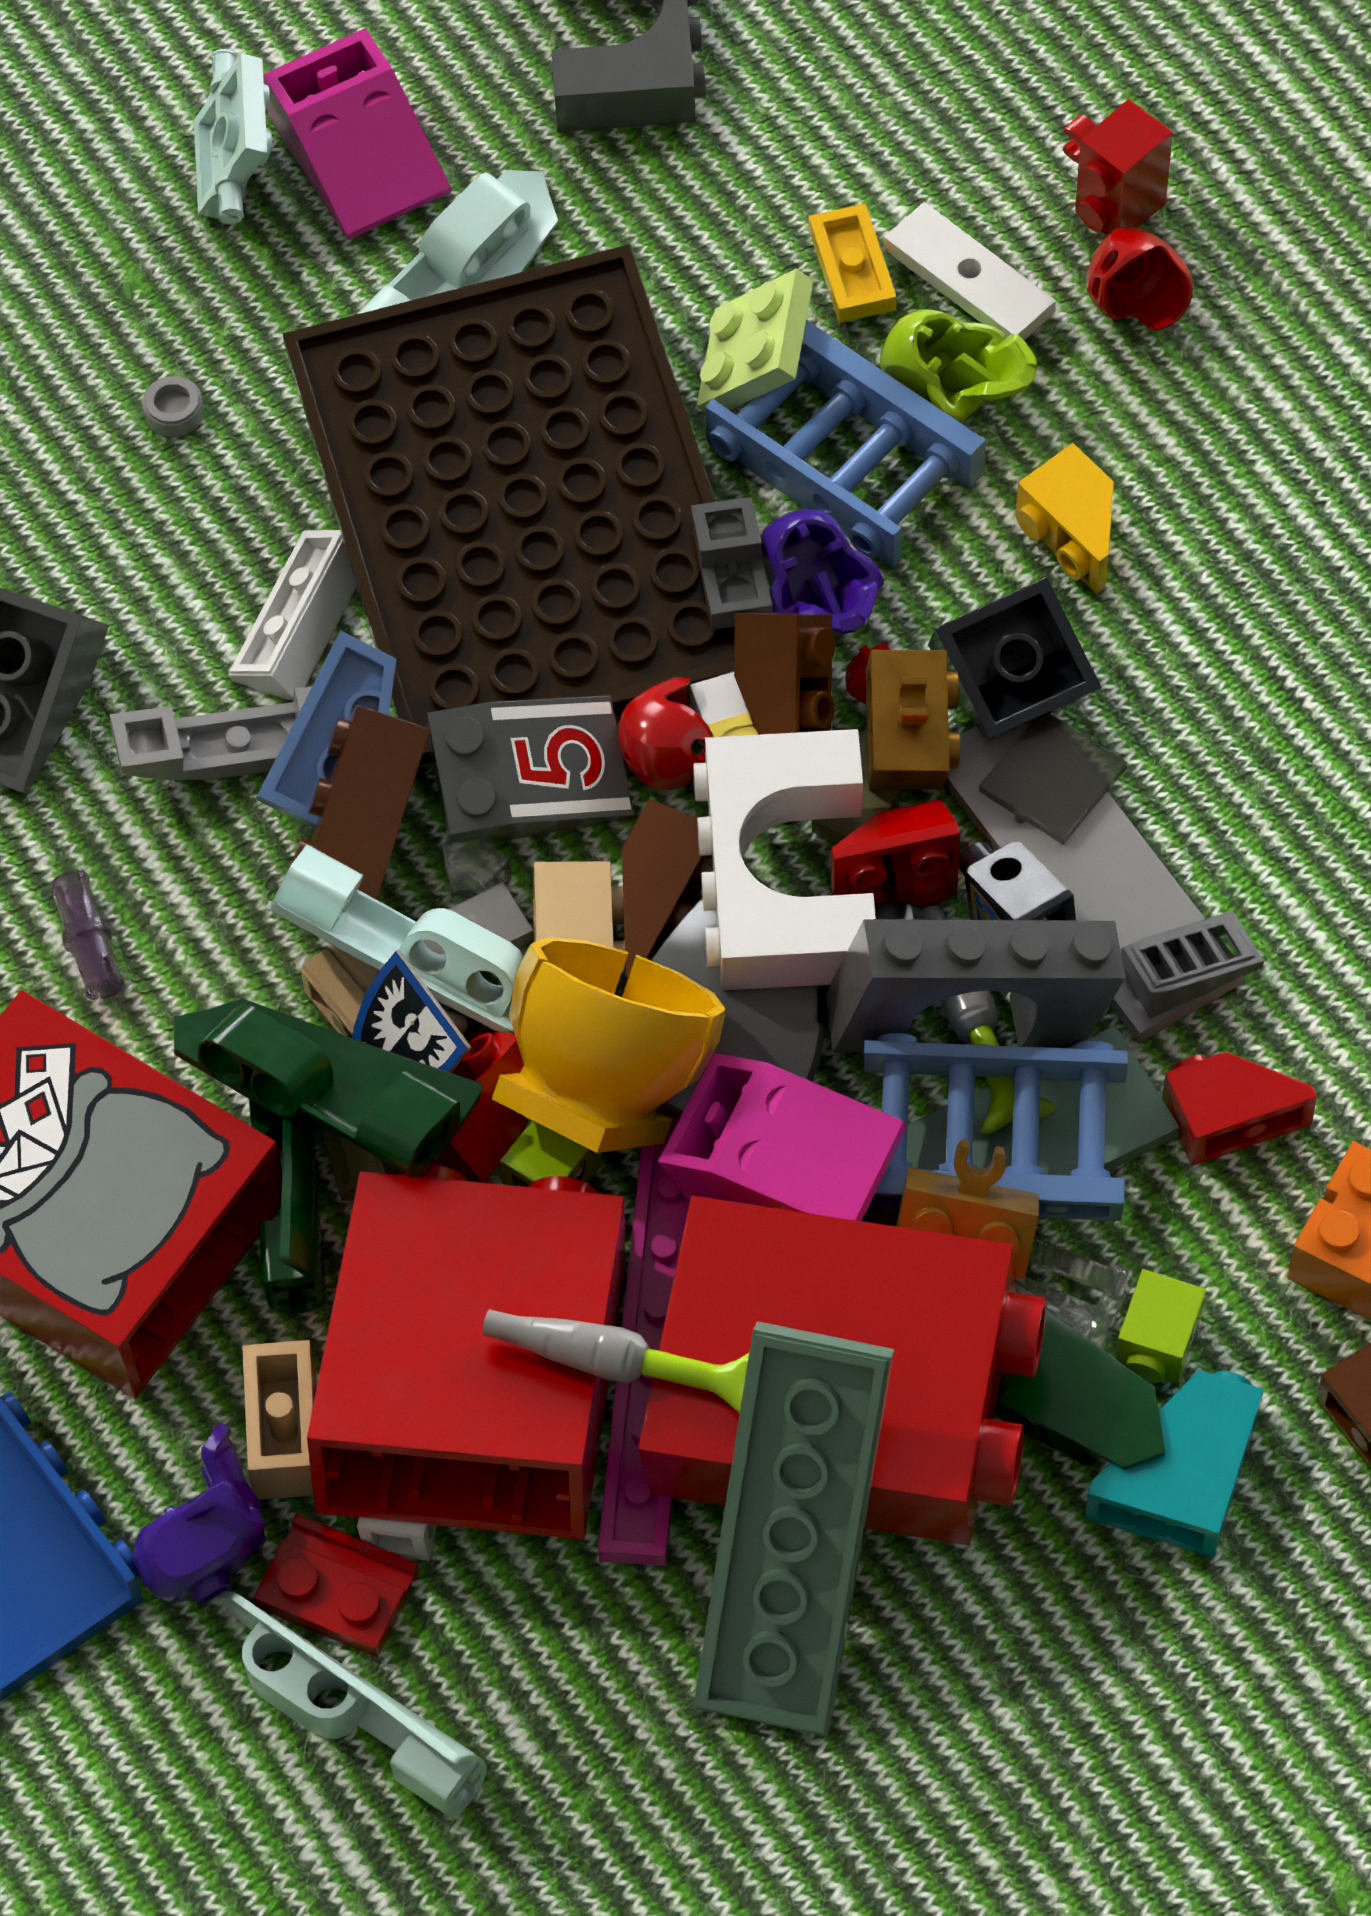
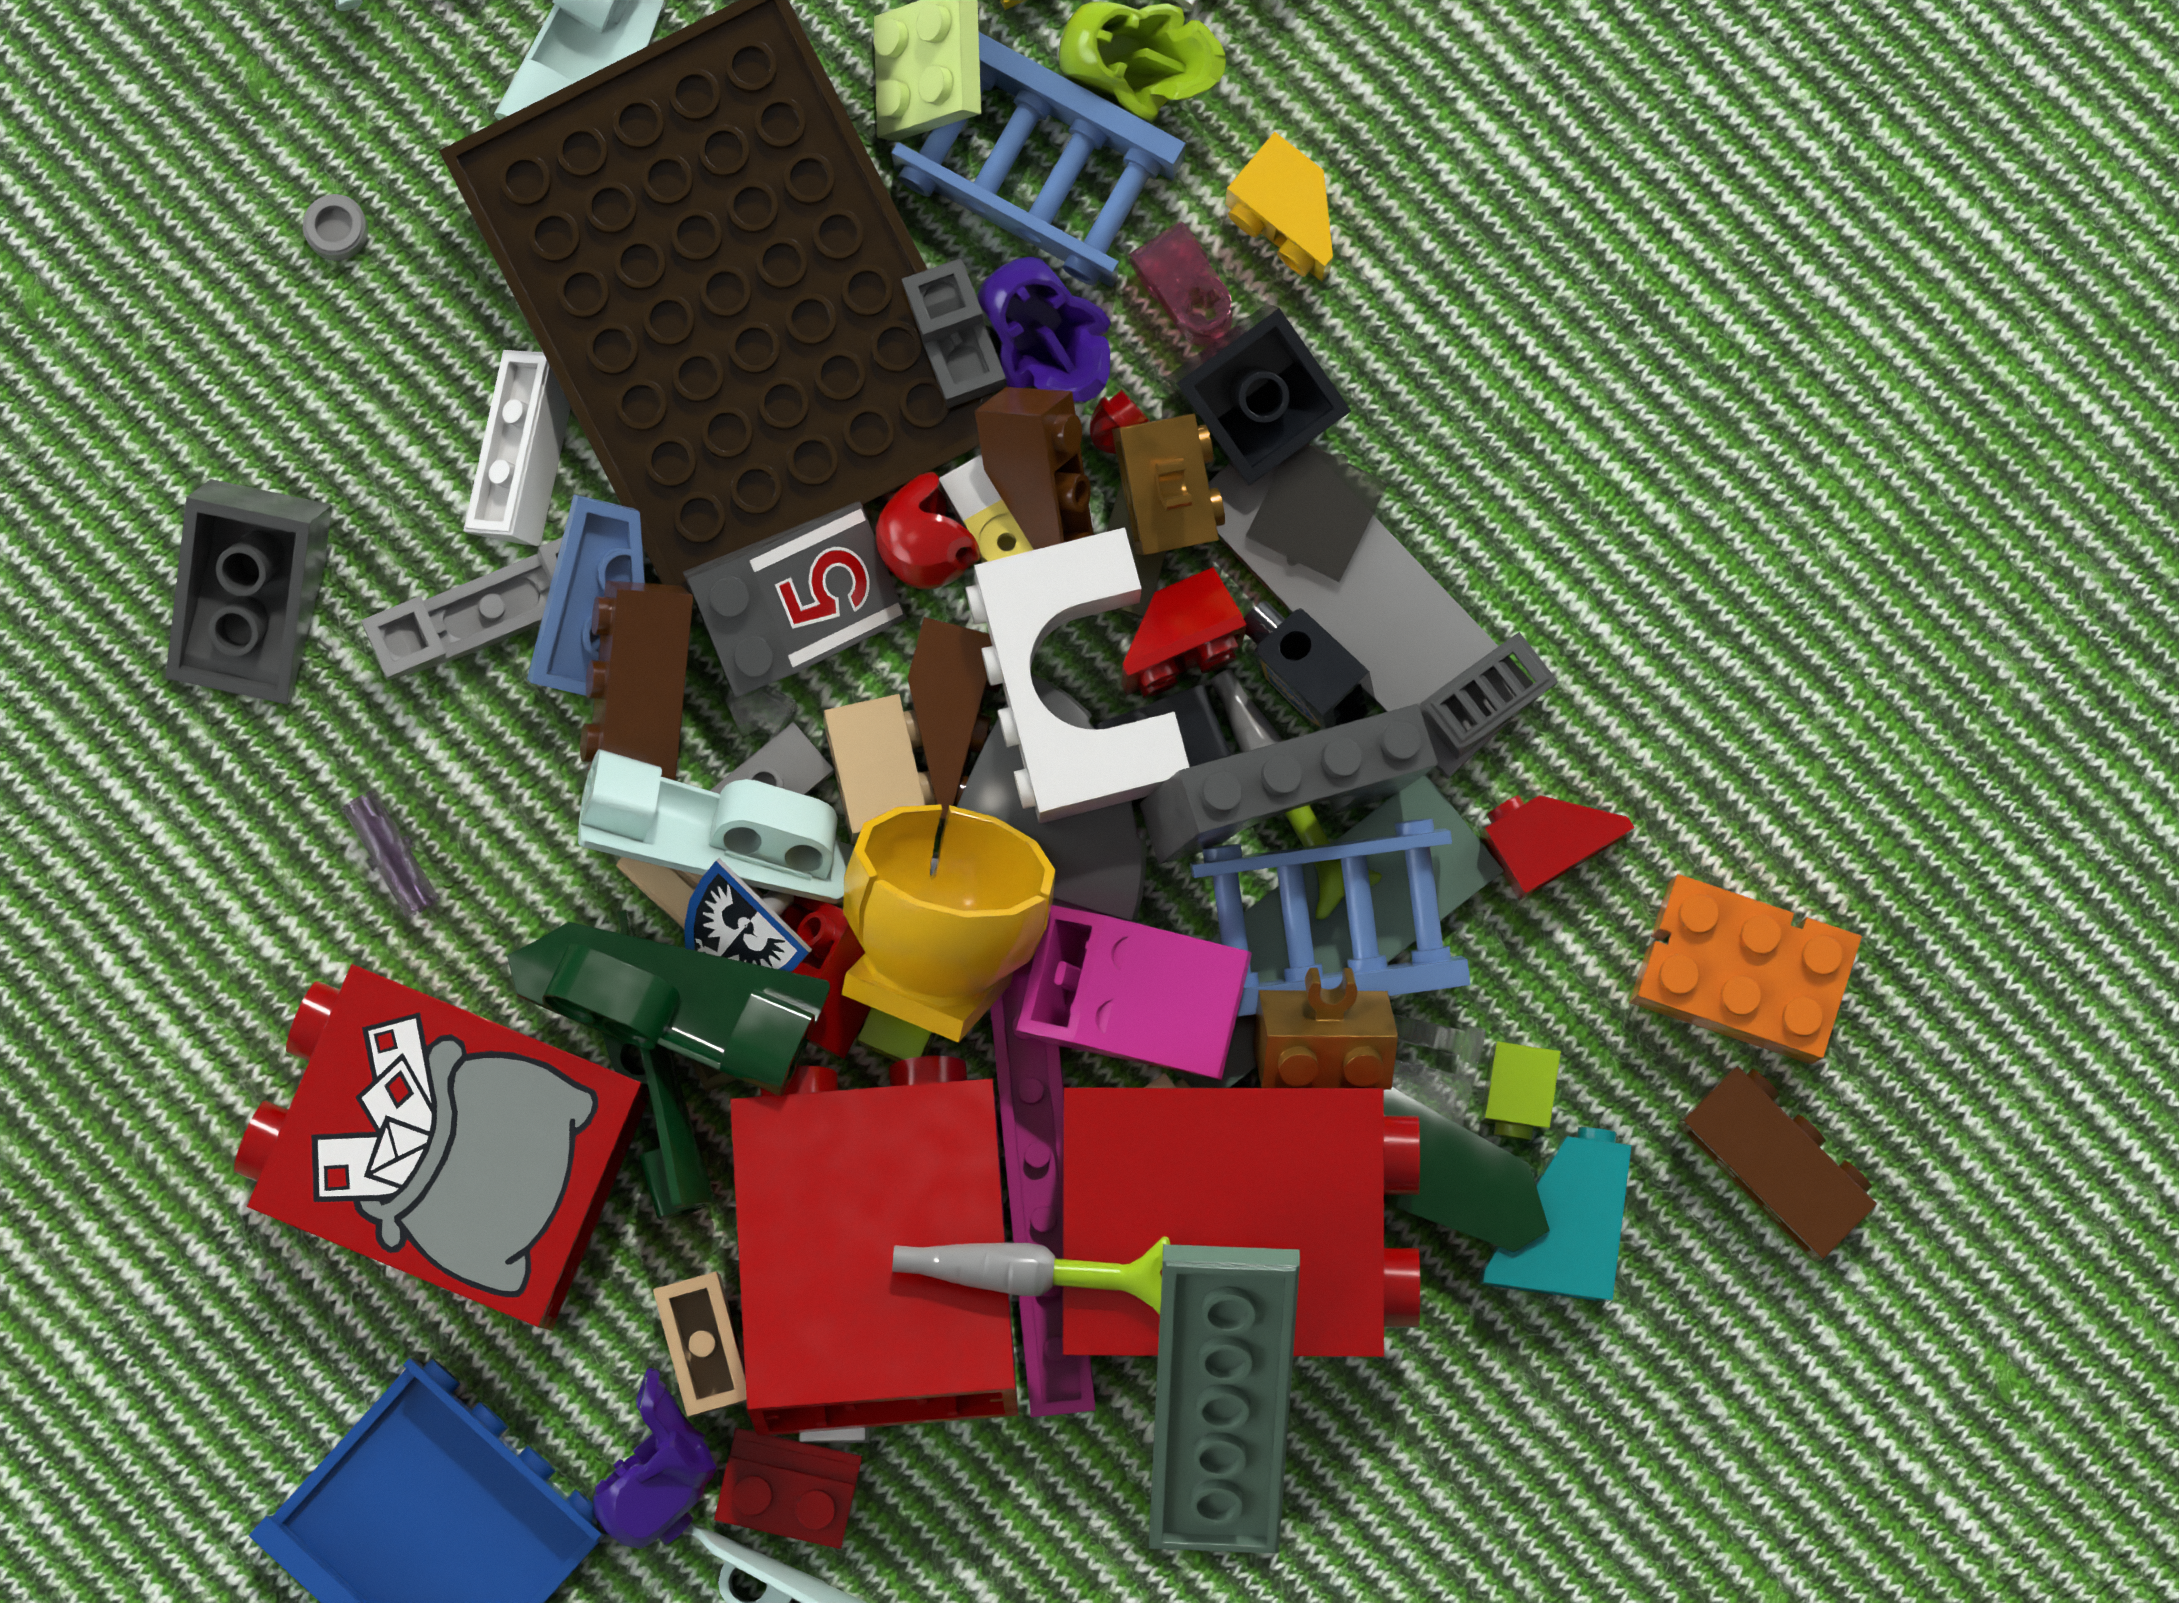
camera: 15 degrees left, 20 degrees up
(959, 562) = (1178, 278): none -> clear pink piece

